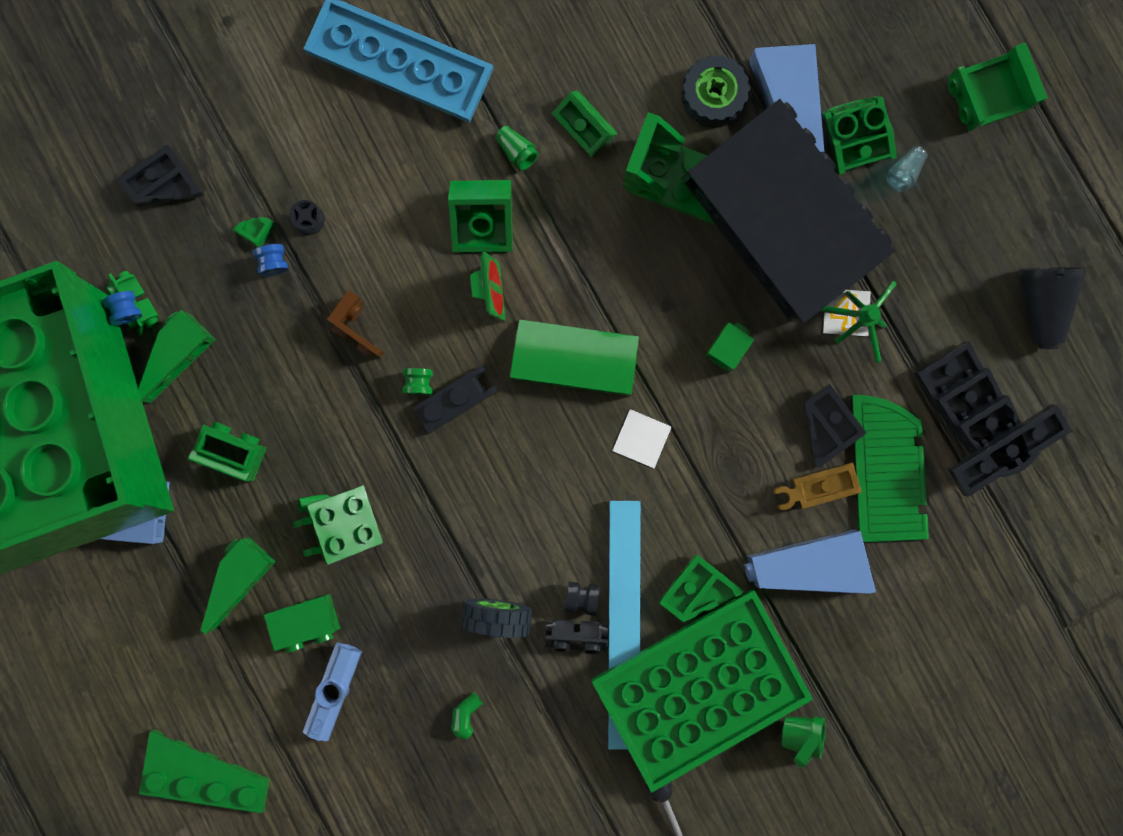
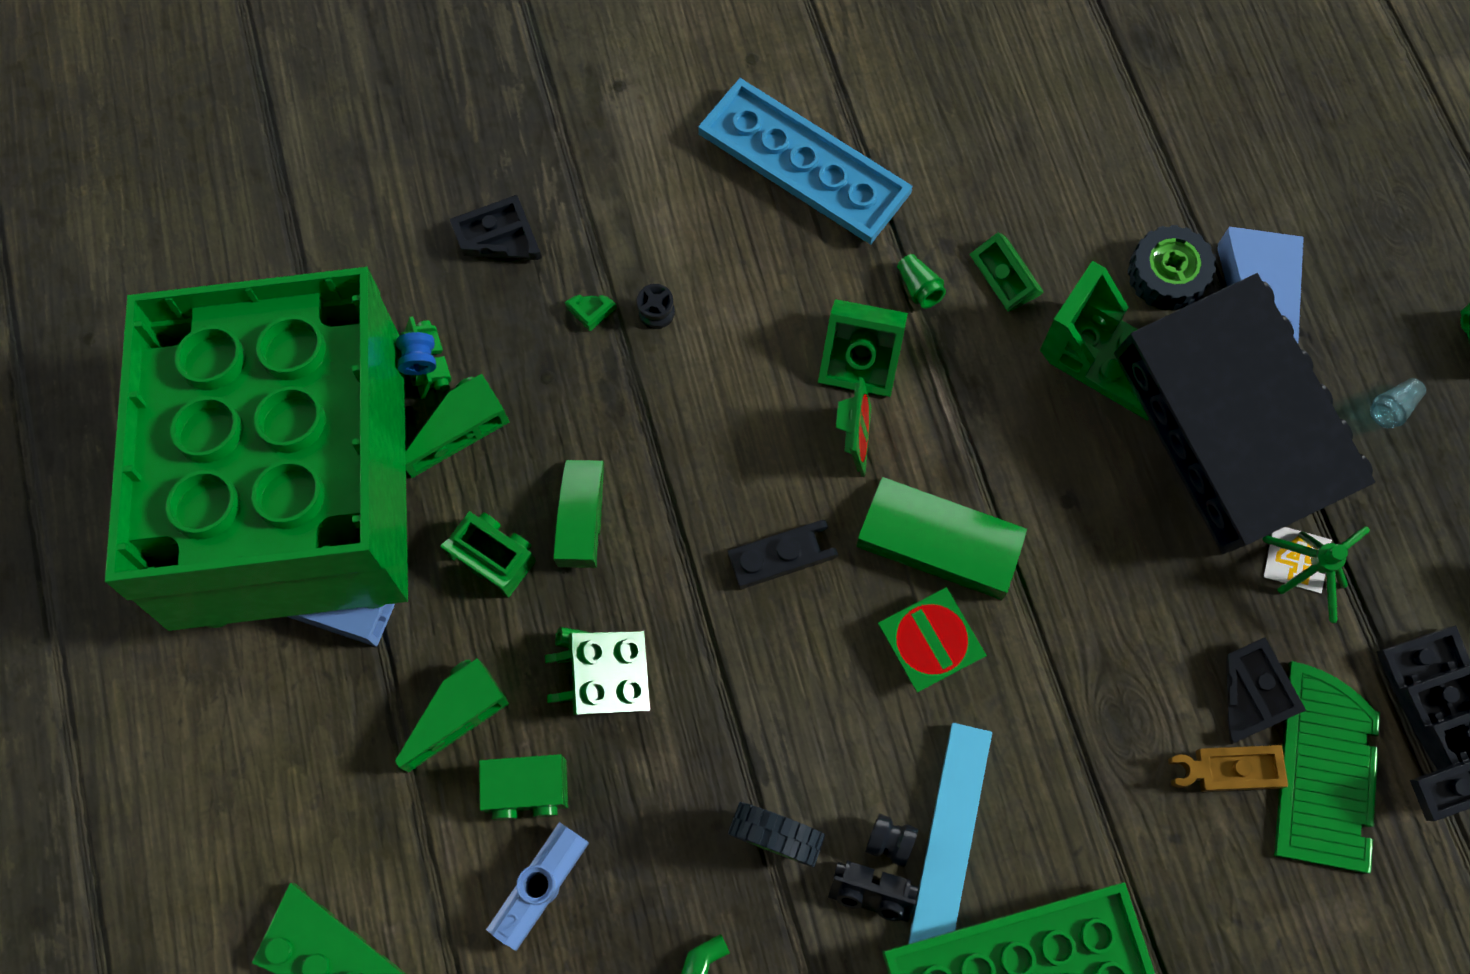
camera: 20 degrees right, 15 degrees down
(270, 260) = (600, 343): blue wheel -> none
(290, 404) = (579, 514): none -> green slope
(349, 310) = (679, 419): reddish brown bracket -> none
(417, 381) = (741, 520): green wheel -> none
(582, 442) = (932, 639): none -> piece
(642, 438) = (1010, 656): white sticker -> none
(698, 590) = (1048, 867): green wing -> none
(730, 346) = (1141, 564): green brick -> none
(819, 564) = (1215, 870): medium blue slope -> none
(859, 133) = (1346, 349): green slope -> none

